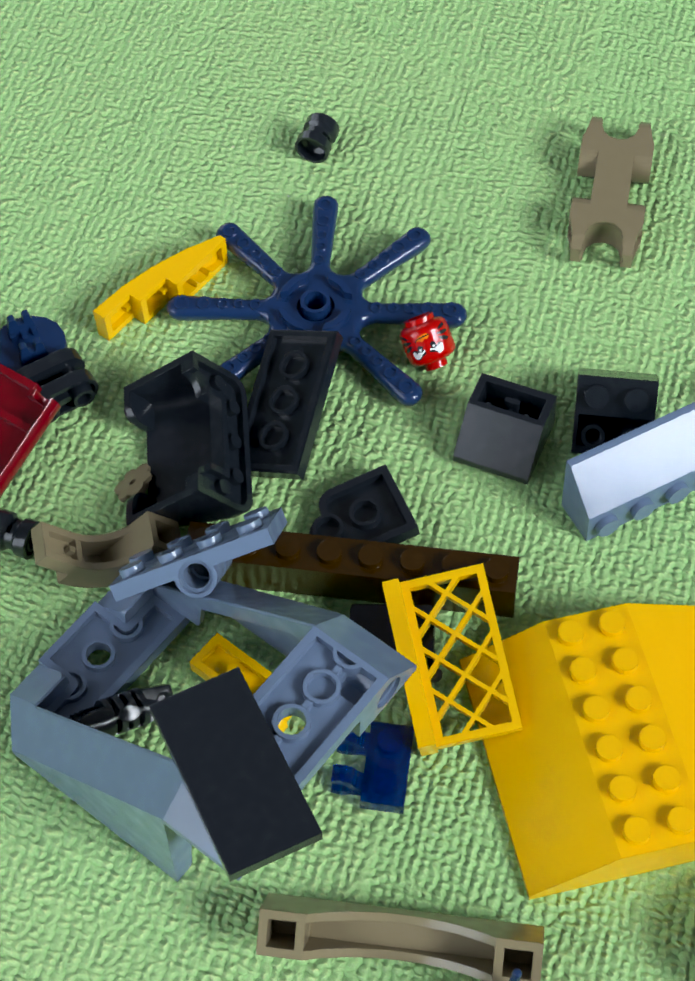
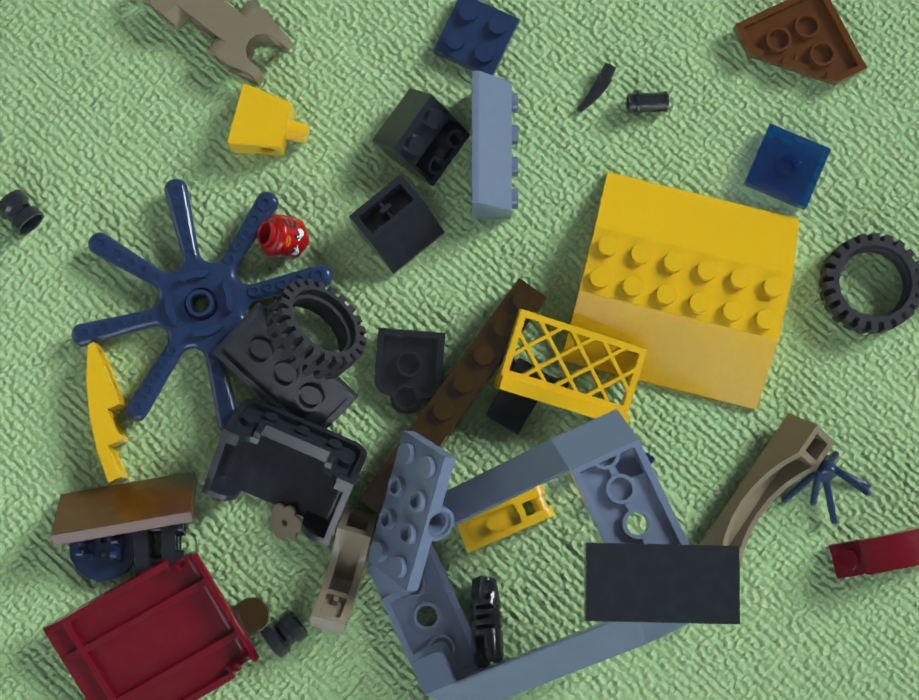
camera: 65 degrees left, 25 degrees up
(23, 499) = (252, 614): none -> dark brown tile
(73, 336) = (125, 508): none -> reddish brown tile
(313, 405) = (298, 346): none -> black tyre
(531, 276) = (264, 124): none -> yellow torso

